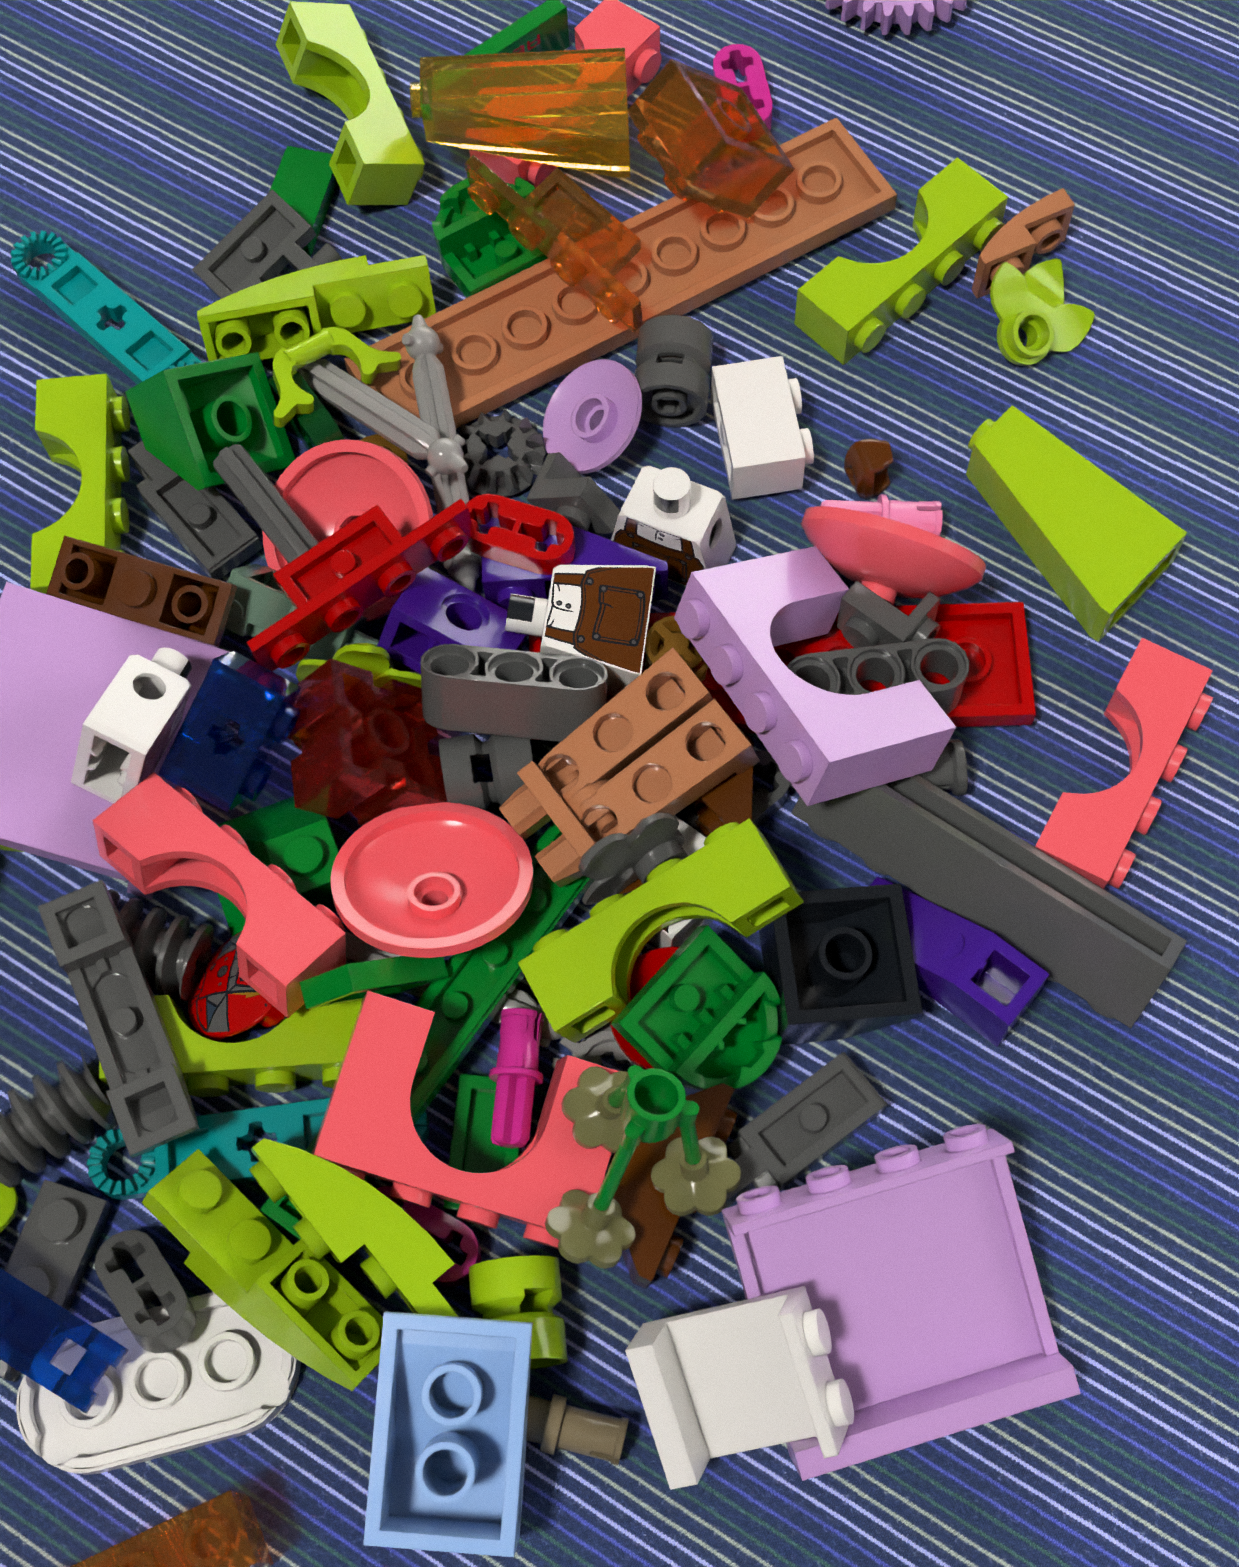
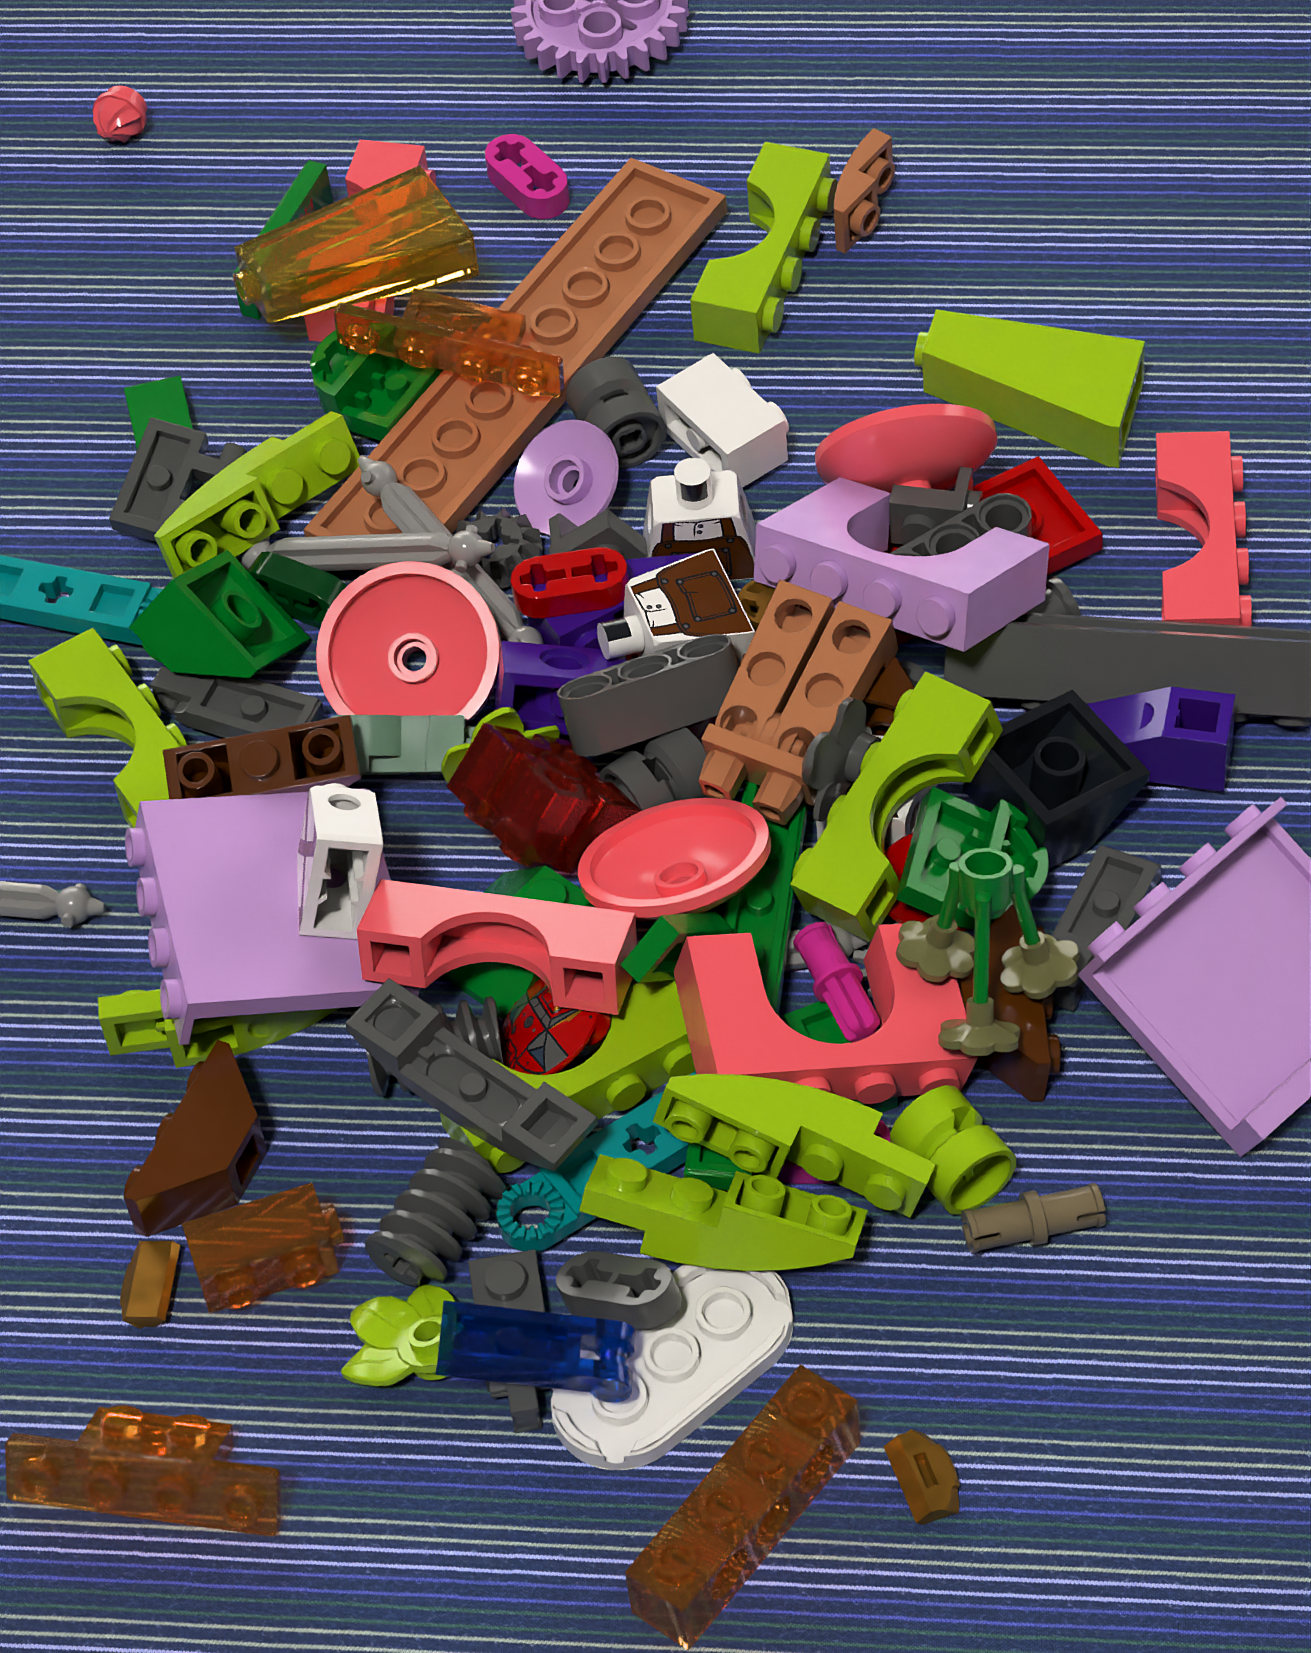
camera: 25 degrees left, 15 degrees down
(203, 749) = (411, 788): clear blue brick -> none
(264, 502) = (340, 668): dark grey axle -> none
(328, 341) = (291, 515): lime helmet -> none
(331, 55) = (122, 295): lime arch -> none
(350, 573) = (448, 662): red bracket -> none
(449, 1434) = (958, 1237): light blue slope -> none
(709, 140) = (542, 210): clear orange brick -> none
(738, 1381) = (1173, 1090): white panel -> none
(868, 466) = (834, 408): reddish brown piece -> none
(1037, 307) = (905, 241): lime plate -> none

